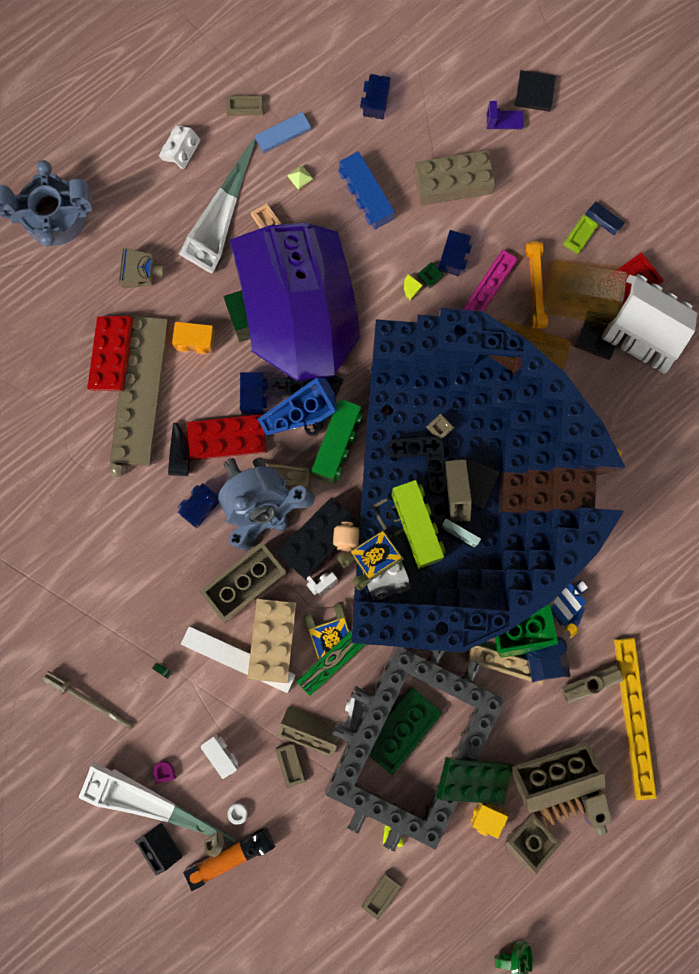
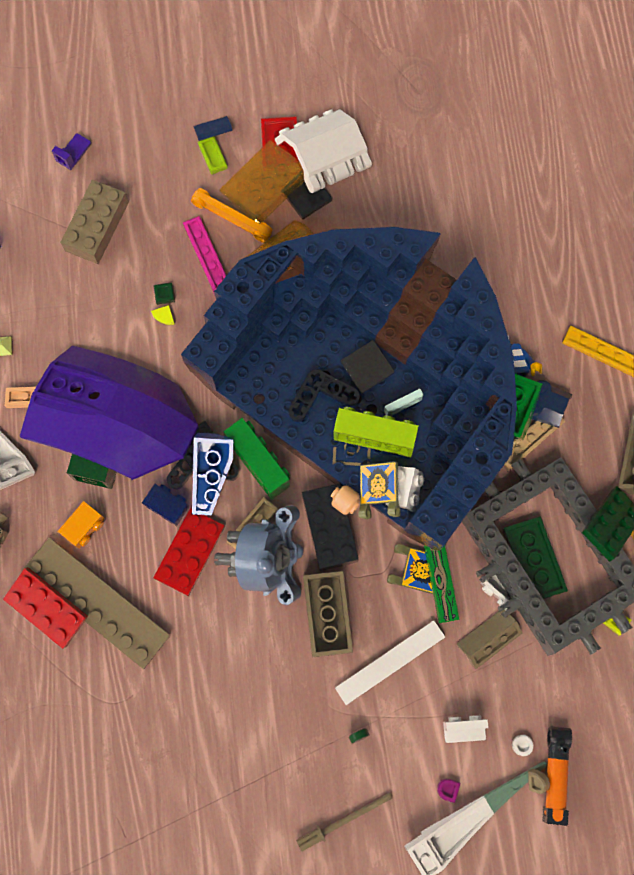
camera: 55 degrees left, 5 degrees down
(117, 470) = (154, 666): dark tan hinge -> none
(158, 849) = (513, 835): black panel -> none
(179, 453) = (176, 601): black piece -> none
(198, 505) = (234, 612): clear blue brick -> none
(271, 641) = (393, 621): tan brick -> none
(290, 765) = (508, 673): dark tan tile -> none
(325, 583) = (373, 547): white bracket -> none
(366, 190) = (54, 298): blue brick -> none
(440, 427) = (303, 364): dark tan tile -> none
(454, 252) = (159, 262): clear blue brick -> none
(458, 491) = (368, 381): dark tan slope -> none
(535, 90) = (66, 112): black tile -> none
(603, 679) = (586, 392): dark tan piece -> none

